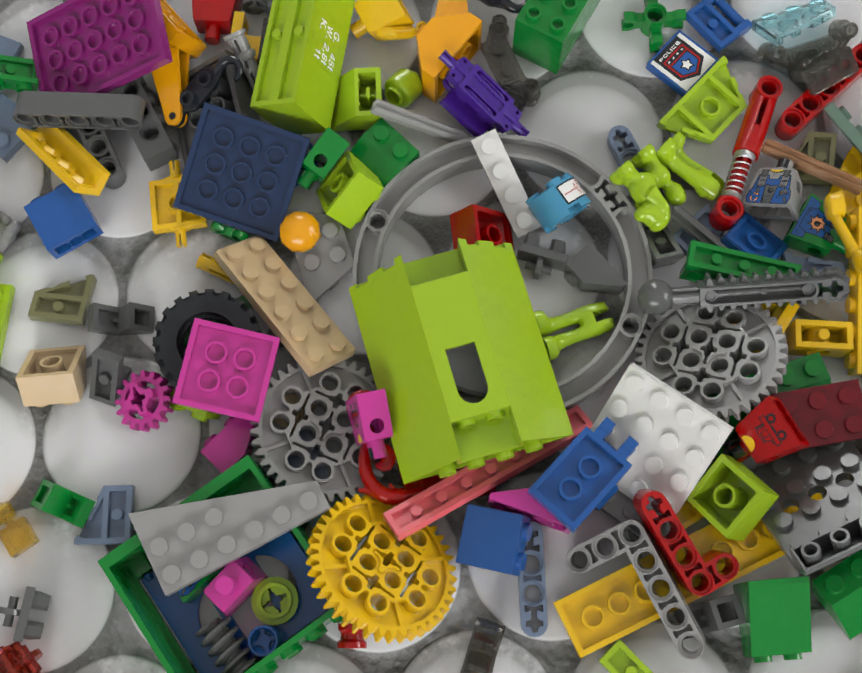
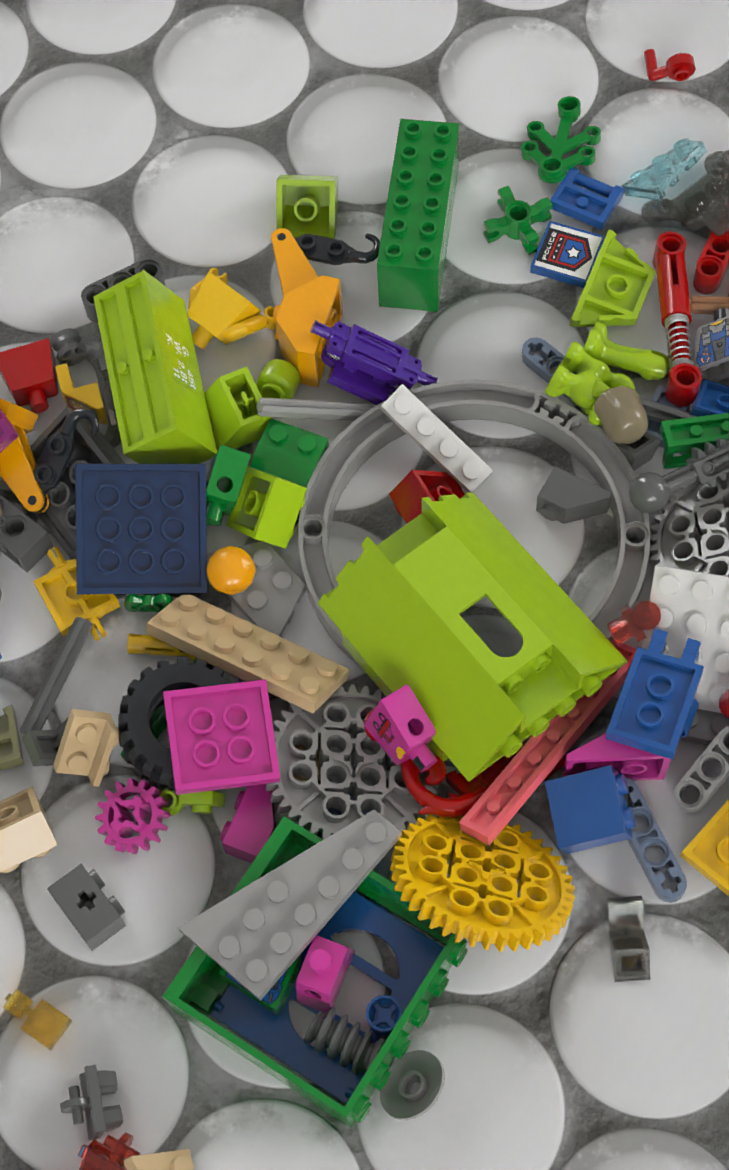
camera: 20 degrees left, 10 degrees down
(63, 503) = (83, 966): green slope -> none
(73, 449) = (95, 924): none -> dark grey brick
(107, 376) = (77, 806): dark grey slope -> none
(109, 517) = (146, 960): sand blue wing -> none
(131, 331) = (87, 745): none -> tan bracket
(135, 265) = (57, 675): none -> dark grey axle
(243, 51) = (94, 404): light grey pin -> none
(262, 595) = (373, 955): lime gear -> none
(350, 640) = (478, 975): red wheel -> none
(505, 65) = (380, 319): clear smoke plate -> none
(542, 259) = (509, 503): dark grey hips -> none
(558, 203) = (502, 438): dark azure brick -> none
(583, 316) = (580, 546): lime piece -> none
(593, 403) = (631, 623): none -> clear red hips
(661, 221) = (622, 414): none -> dark tan hair

